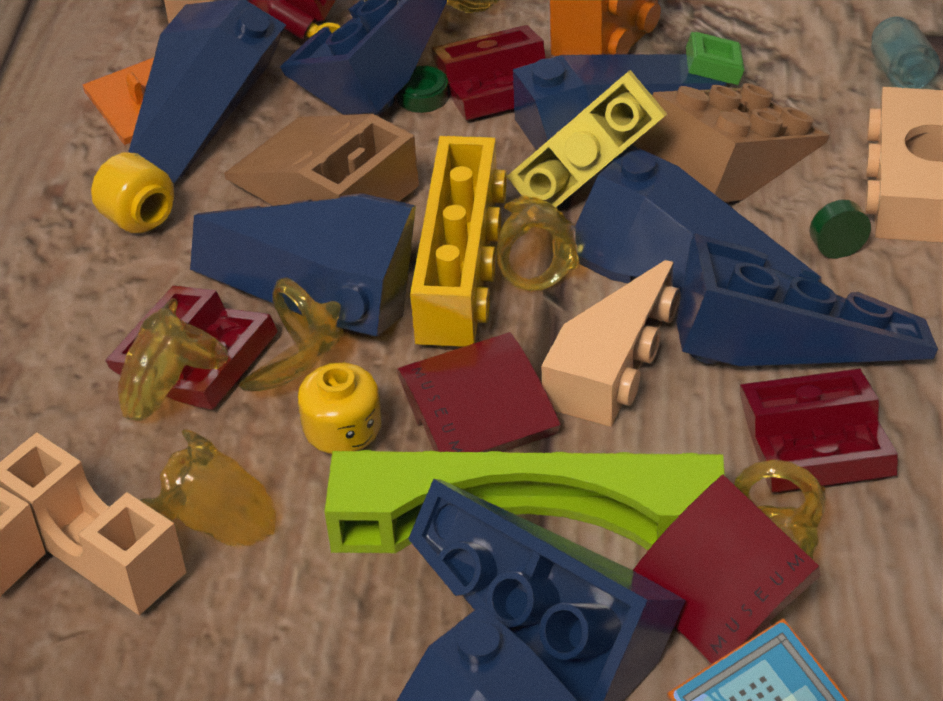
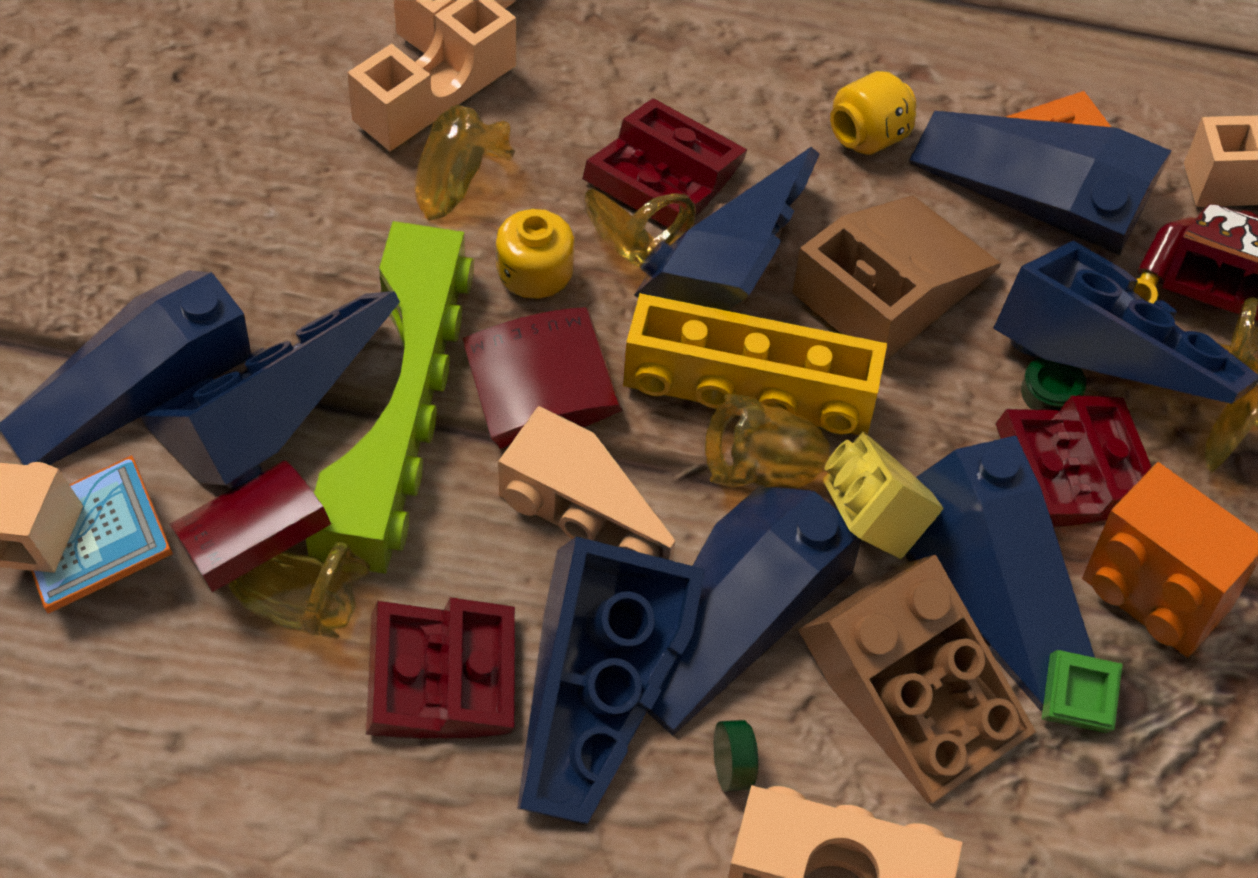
camera: 90 degrees right, 10 degrees up
(158, 358) = (607, 110): clear yellow piece -> none

